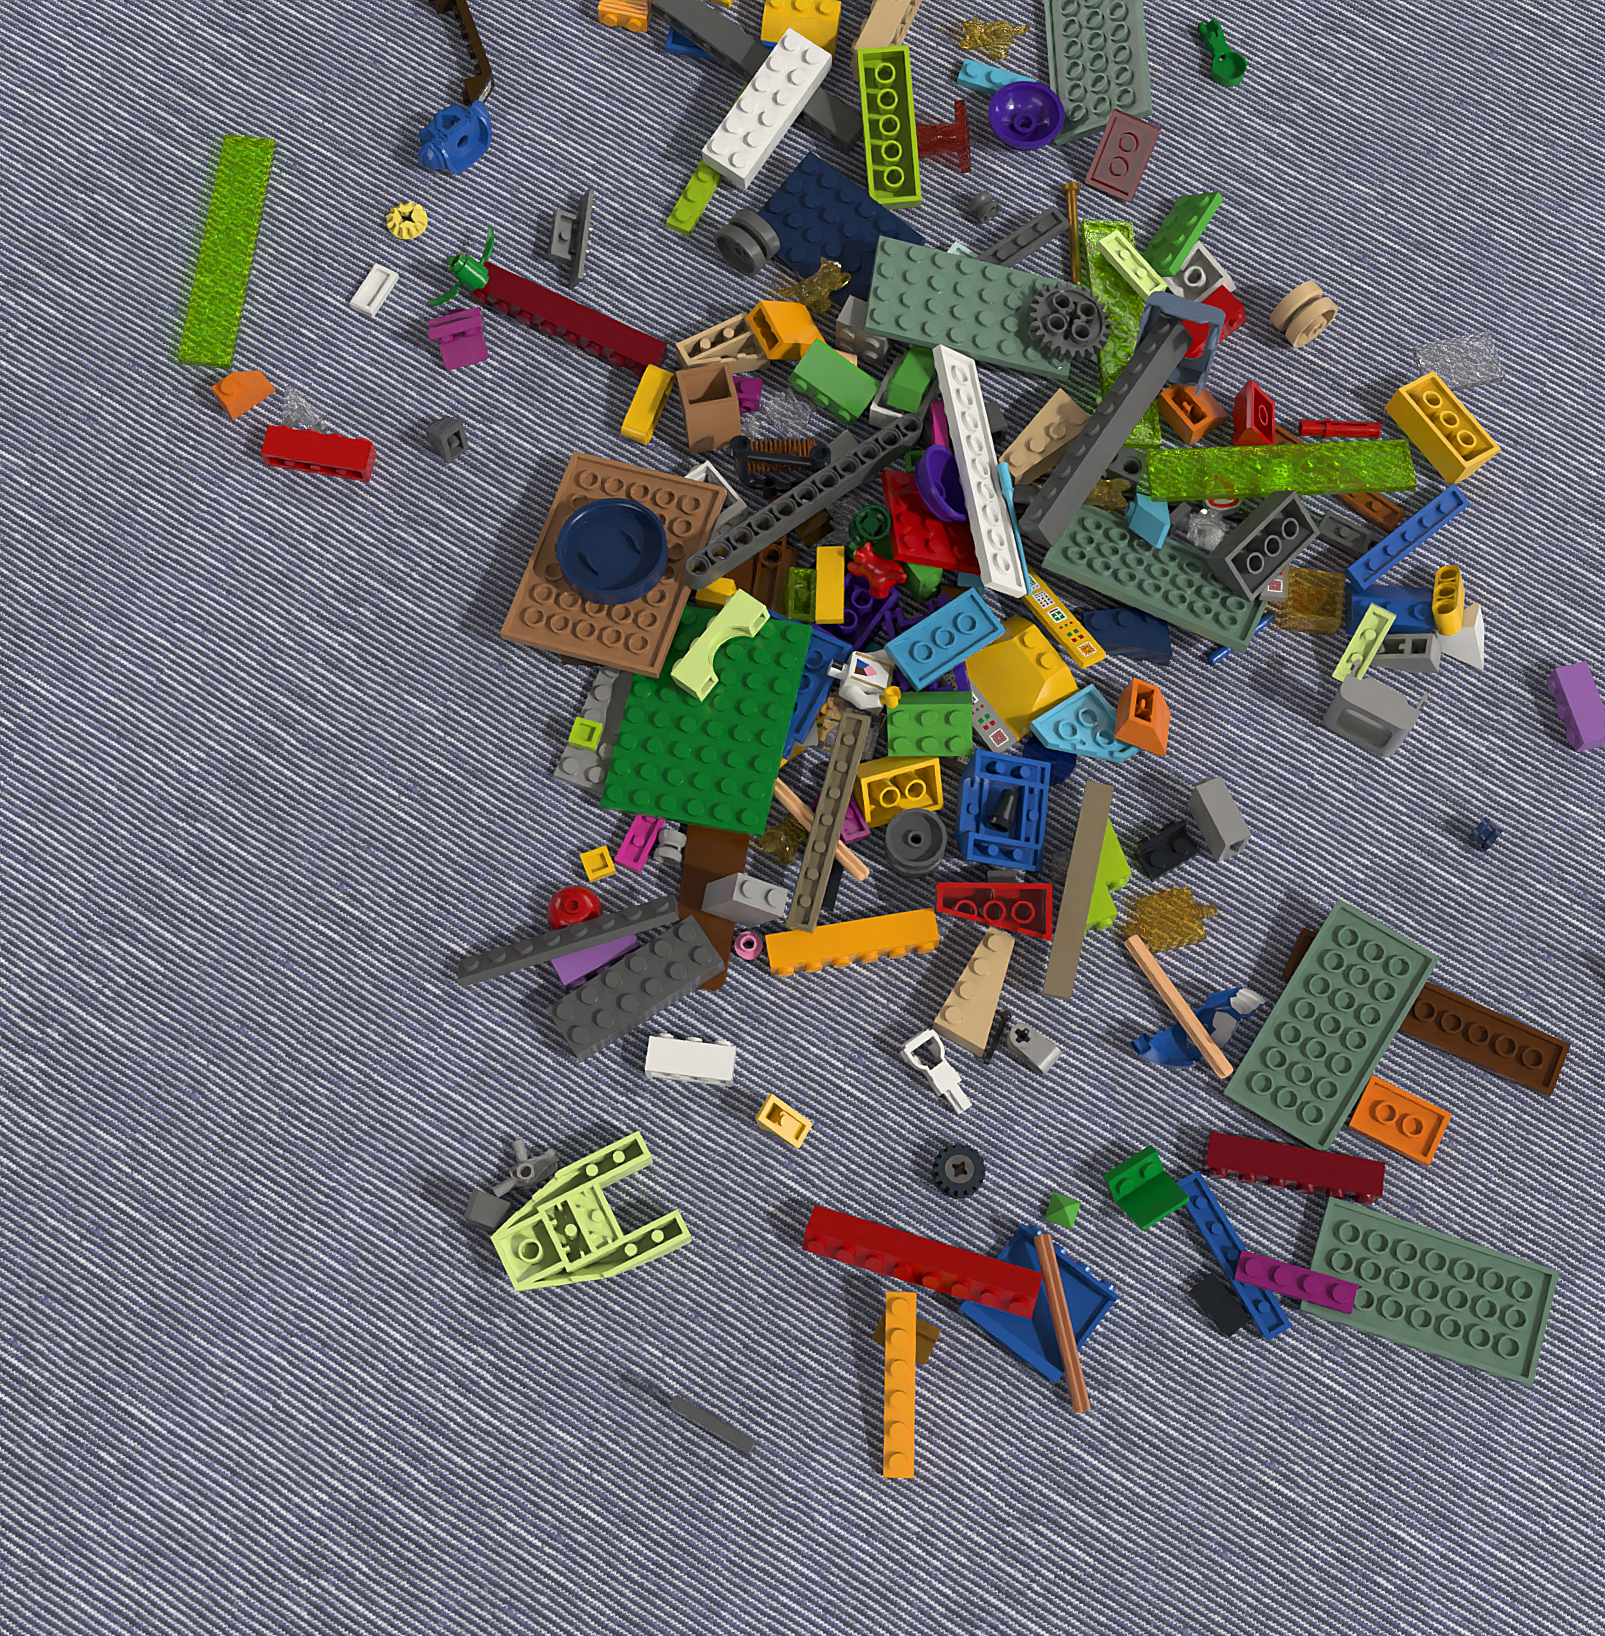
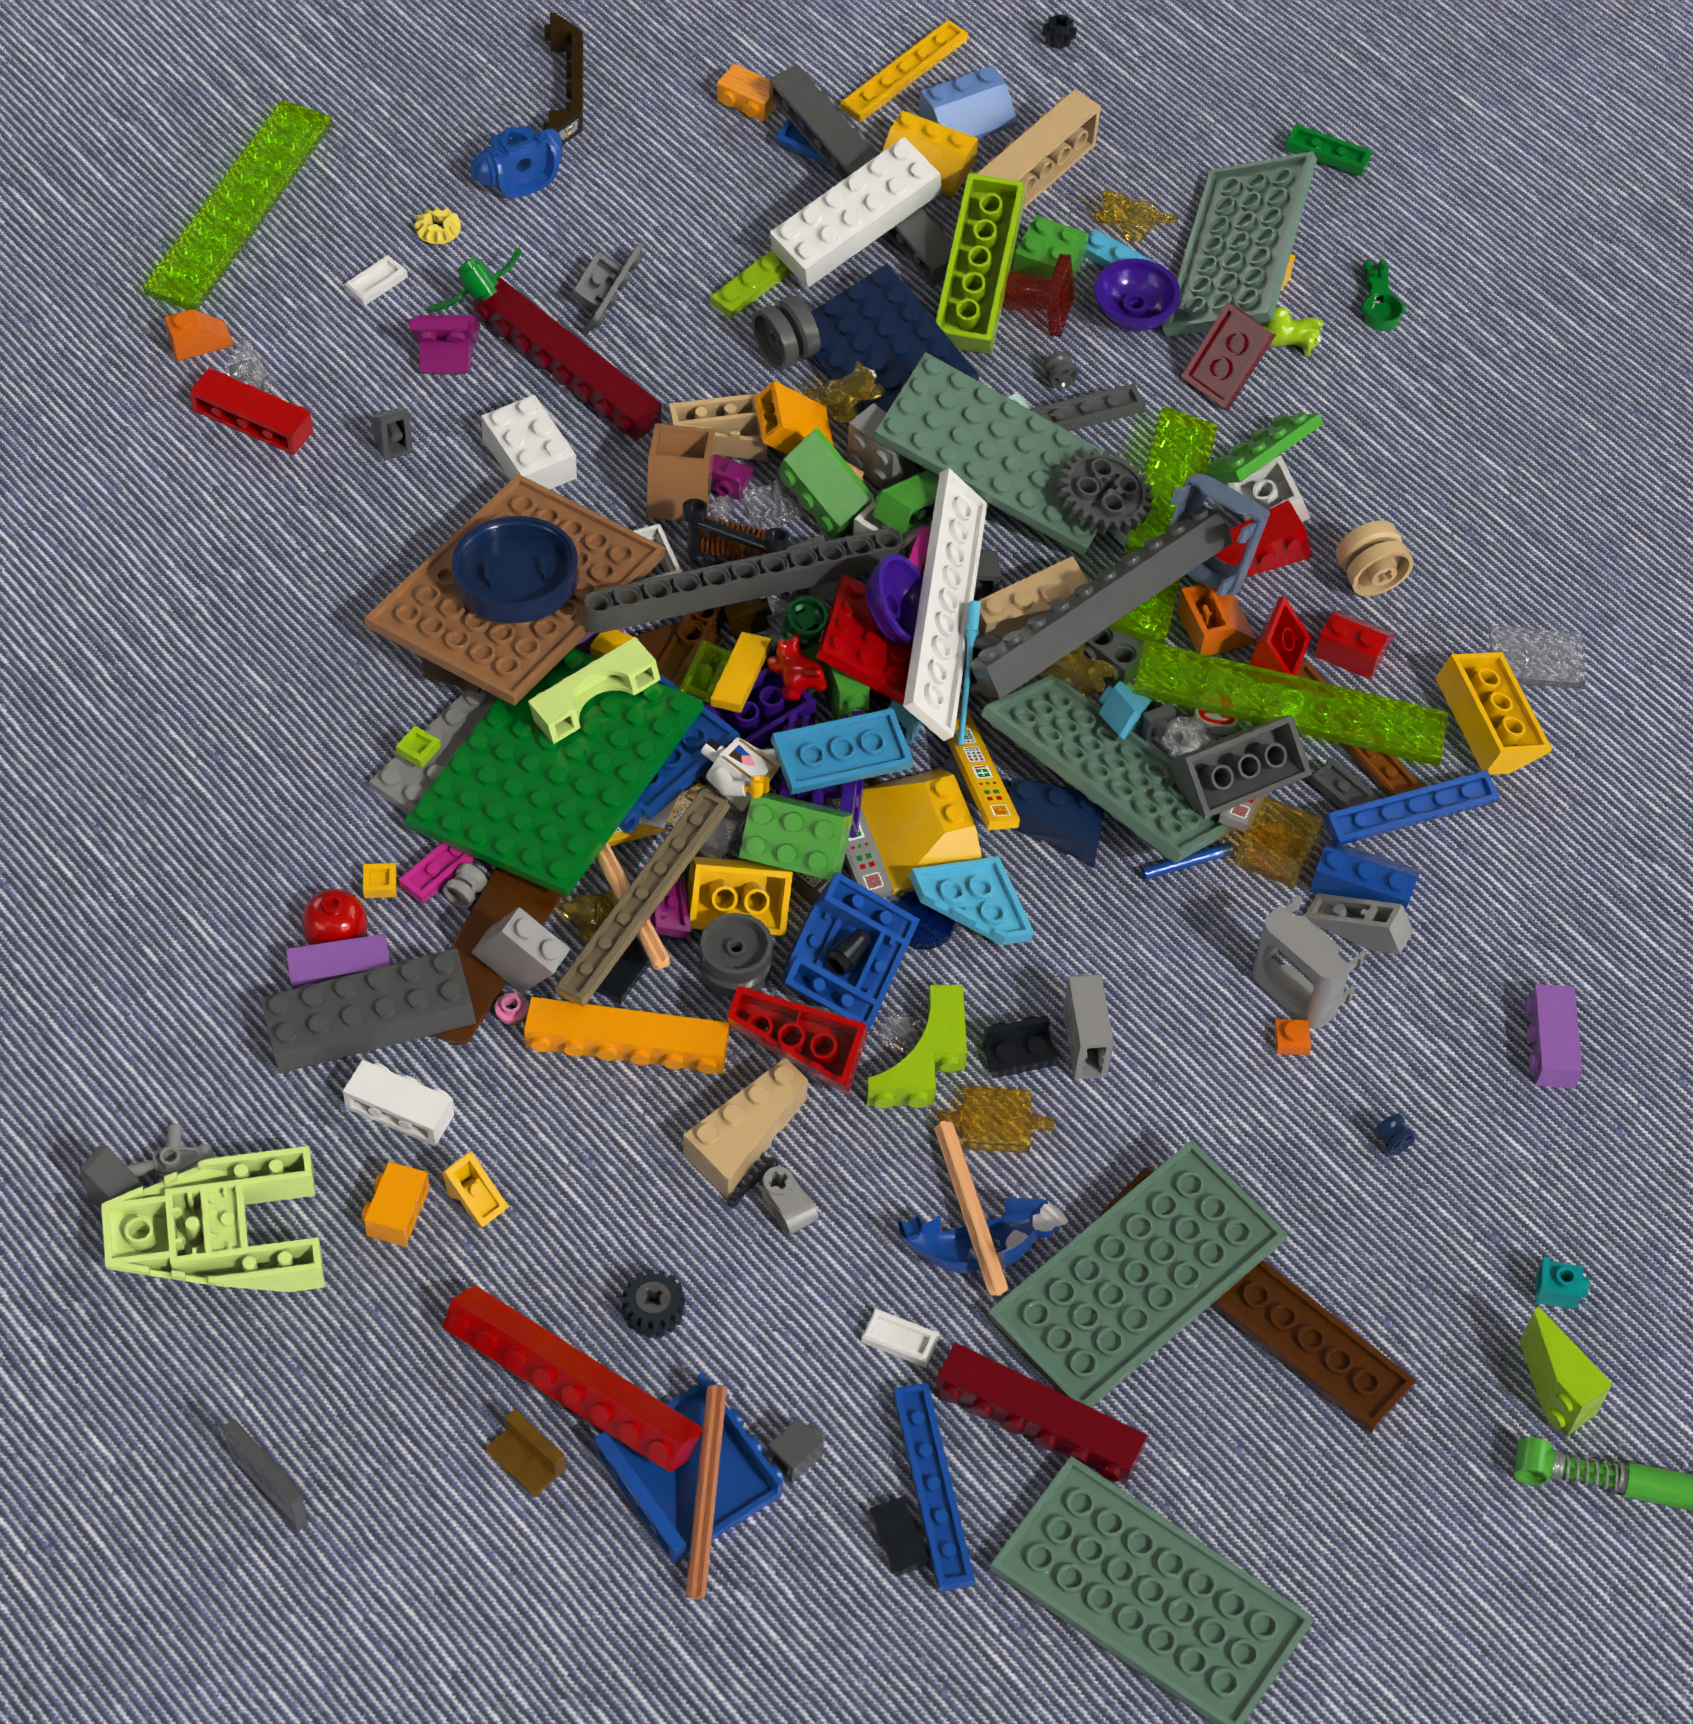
camera: 15 degrees right, 15 degrees down
(568, 415) = (529, 443): none -> white brick
(568, 940) = (321, 937): dark grey plate -> none
(648, 404) = (617, 456): yellow beam -> none
(722, 1151) = (396, 1203): none -> light orange brick
(899, 1384) = (494, 1500): light orange plate -> none
(935, 93) = (1043, 244): none -> bright green brick
(943, 1076) = (671, 1197): white piece -> none
(1062, 1210) = (756, 1382): bright green slope -> none
(1070, 191) = (1162, 380): pearl gold bar -> none
(1078, 891) = (897, 1051): dark tan tile -> none
(1116, 1260) = (796, 1449): none -> dark grey brick
(1131, 265) = (1193, 452): yellowish green plate -> none
(1143, 717) = (1043, 902): orange slope -> none
(1144, 1189) = (856, 1378): green bracket -> none
(1161, 1134) = (900, 1337): none -> white tile
(1168, 112) = (1300, 332): none -> lime animal
(1295, 1282) = (995, 1532): magenta plate -> none
(1308, 394) = (1353, 644): none -> red slope
(1331, 428) = (1375, 684): red pin -> none
(1365, 642) = (1329, 889): yellowish green plate -> none
(1375, 771) = (1292, 1037): none -> orange plate
(1399, 1120) = (1184, 1403): orange plate -> none
(1448, 600) = (1435, 880): yellow beam -> none
(1469, 641) = (1443, 927): white slope -> none

